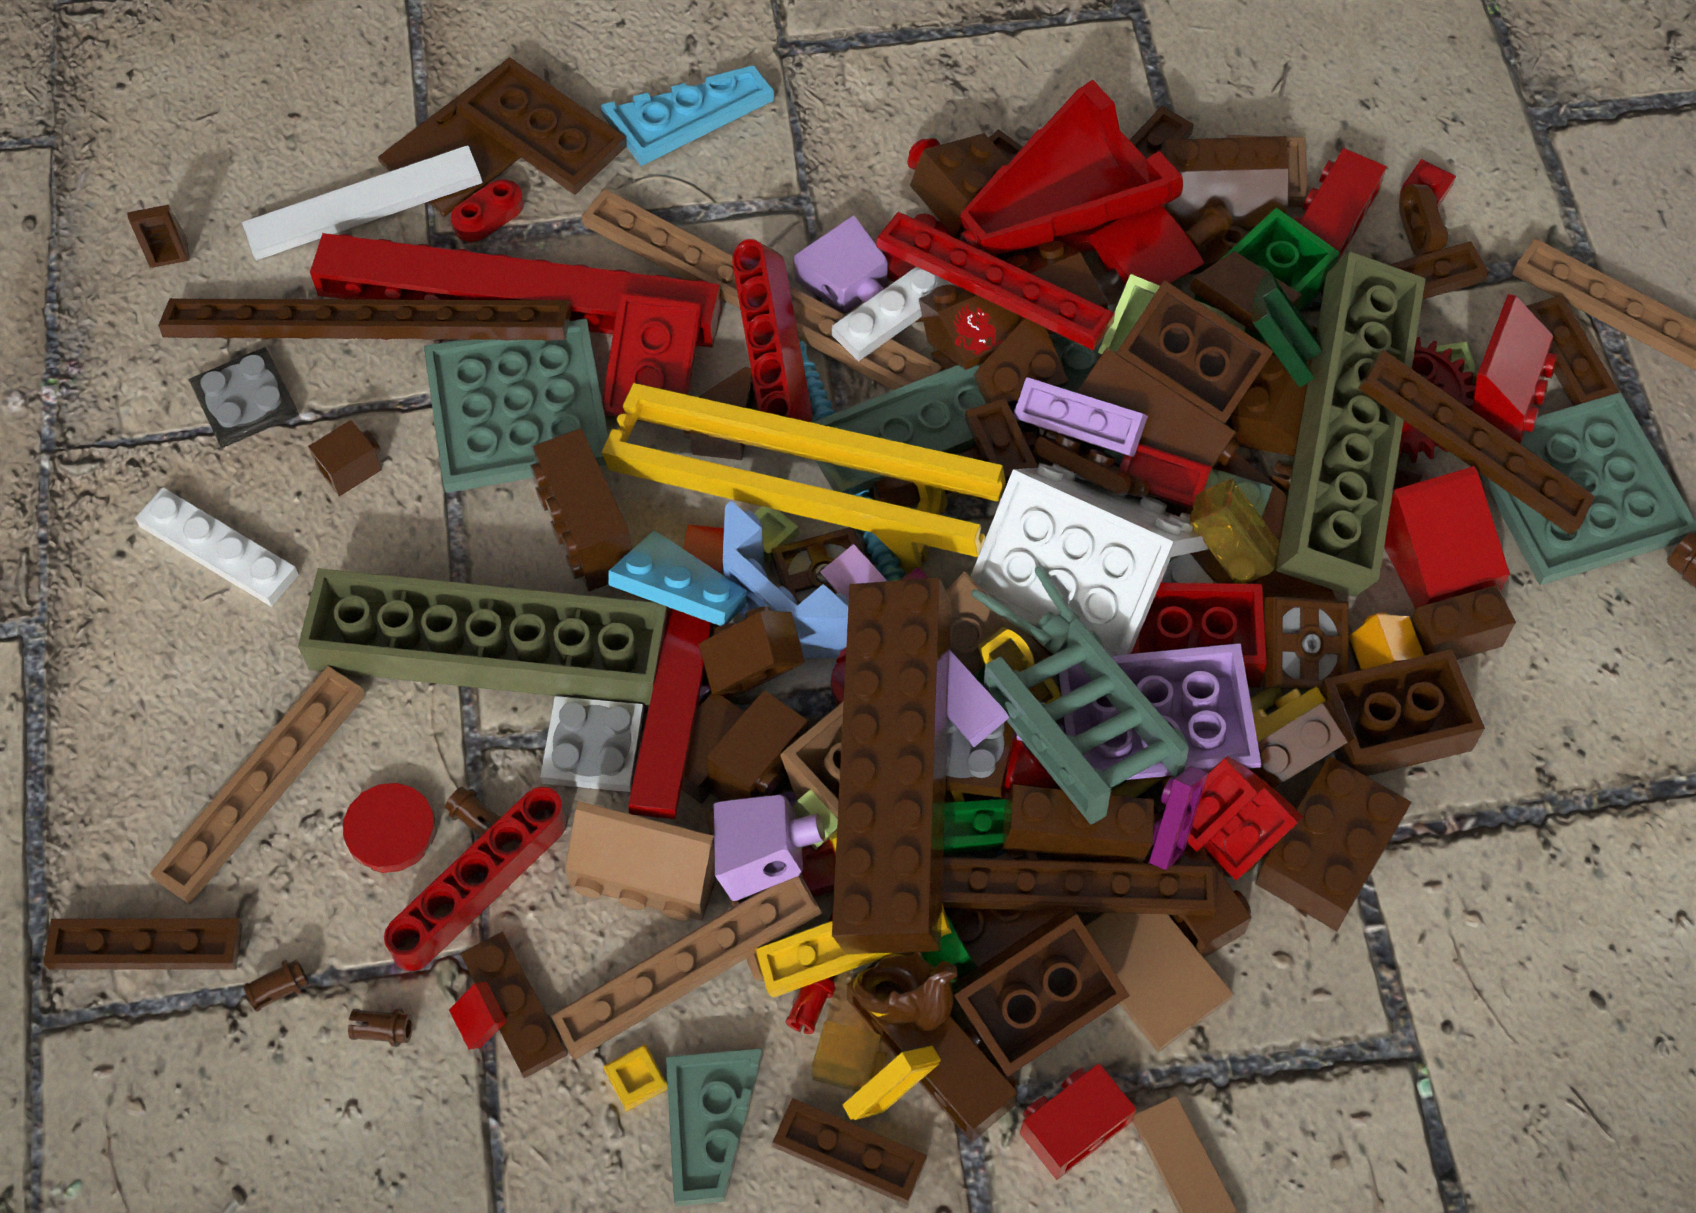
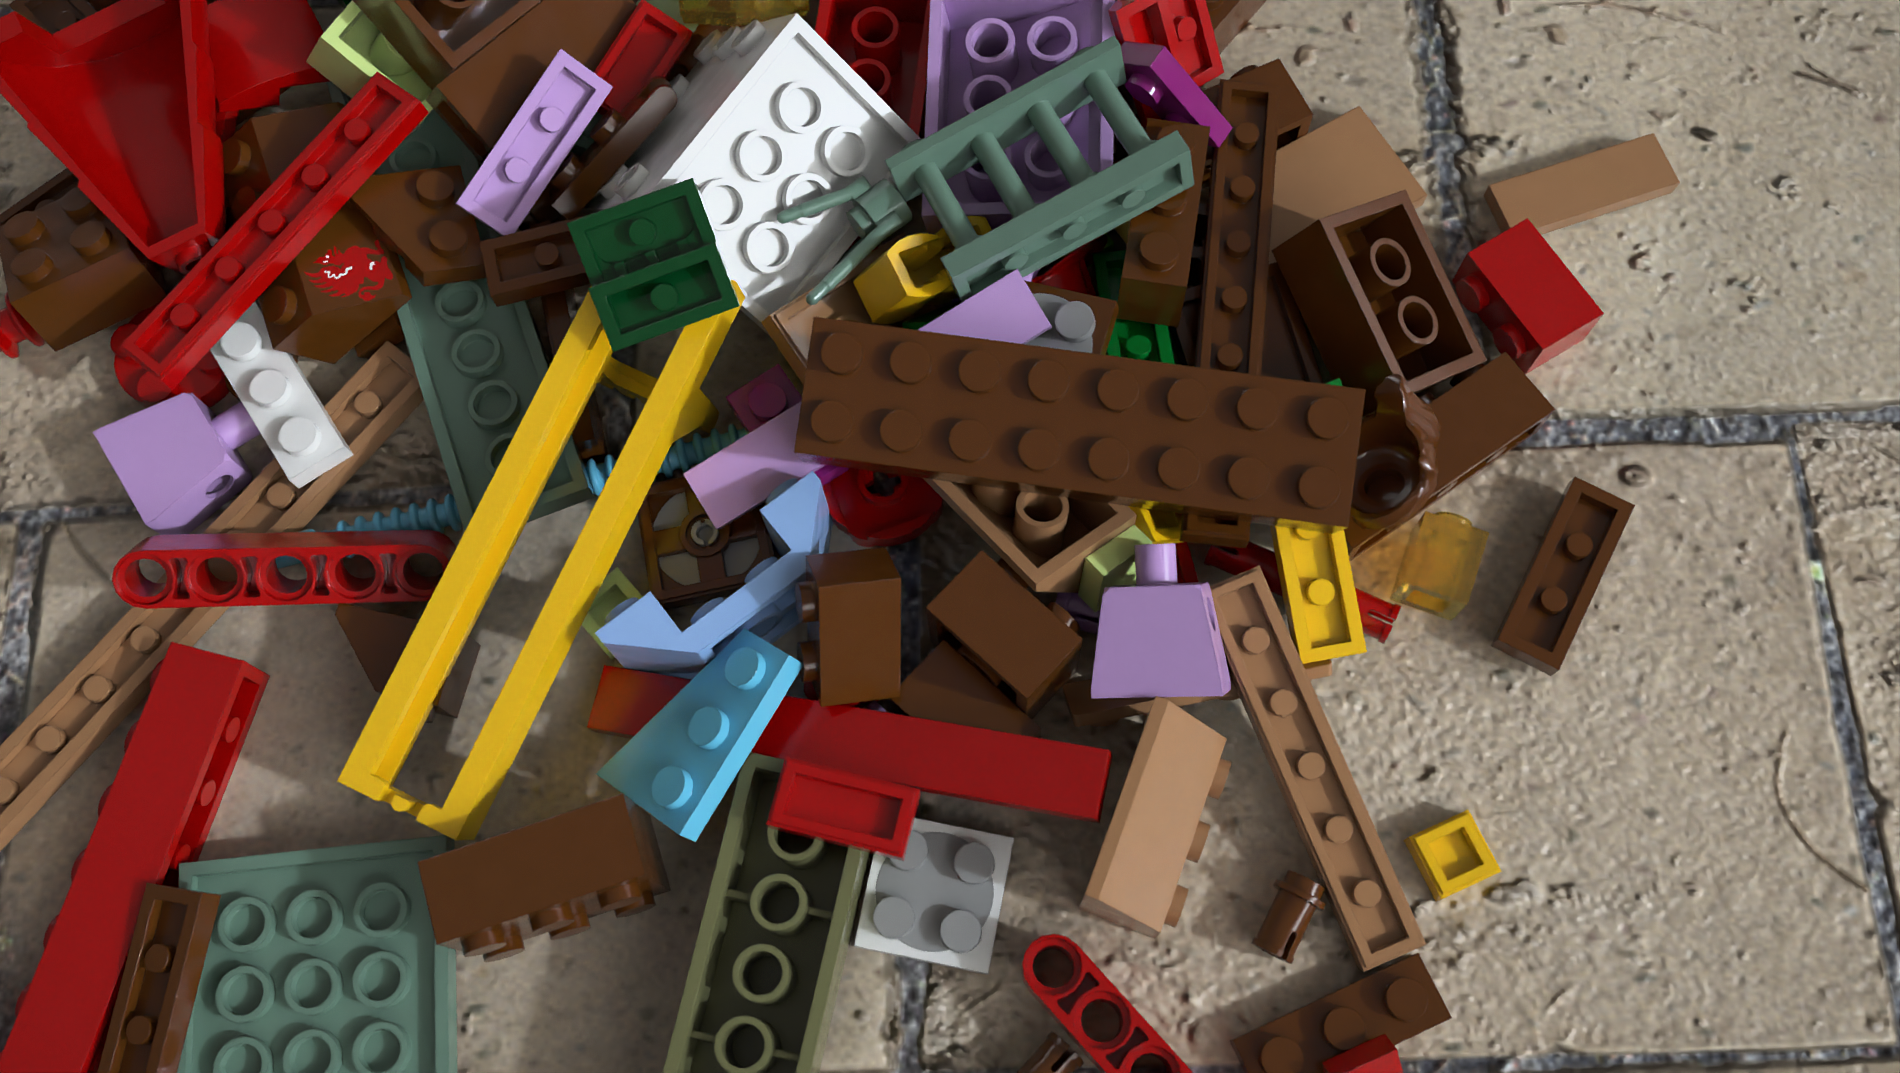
camera: 80 degrees left, 10 degrees up
(586, 964) = (1289, 916): none -> reddish brown pin
(630, 662) = (844, 808): none -> red tile
(651, 347) = (270, 759): red tile -> none
(707, 1118) = (1517, 759): sand green wing -> none
(892, 1083) = (1496, 500): yellow tile -> none
(975, 486) = (653, 264): none -> dark green slope

